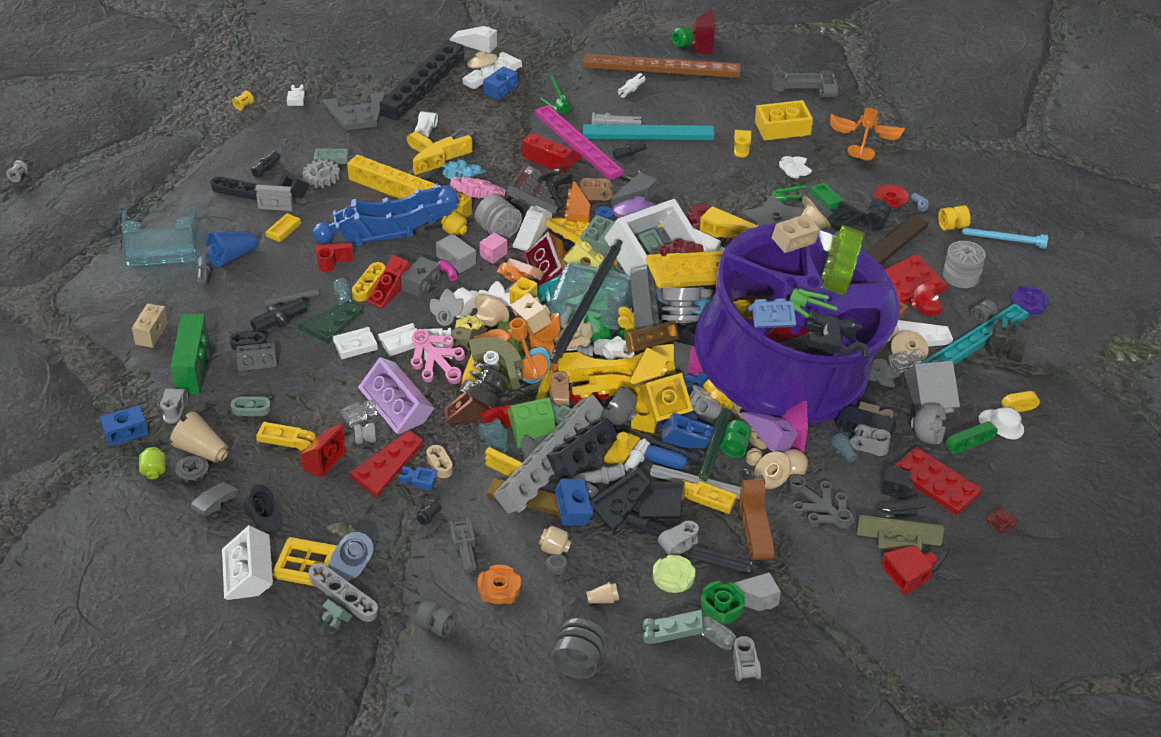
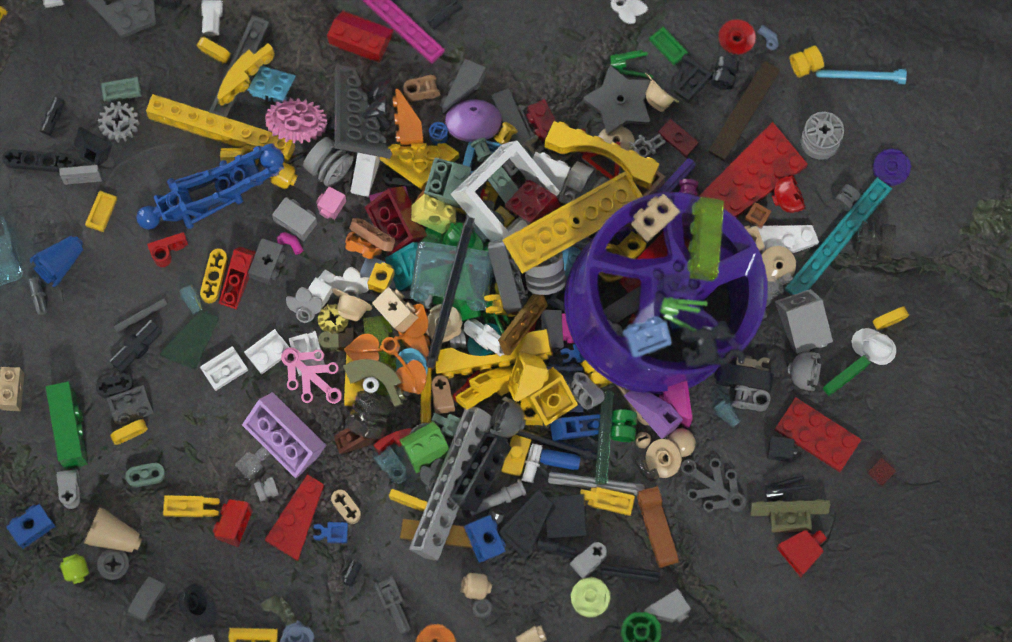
camera: 10 degrees left, 30 degrees up
(247, 372) = (128, 432): none -> yellow beam

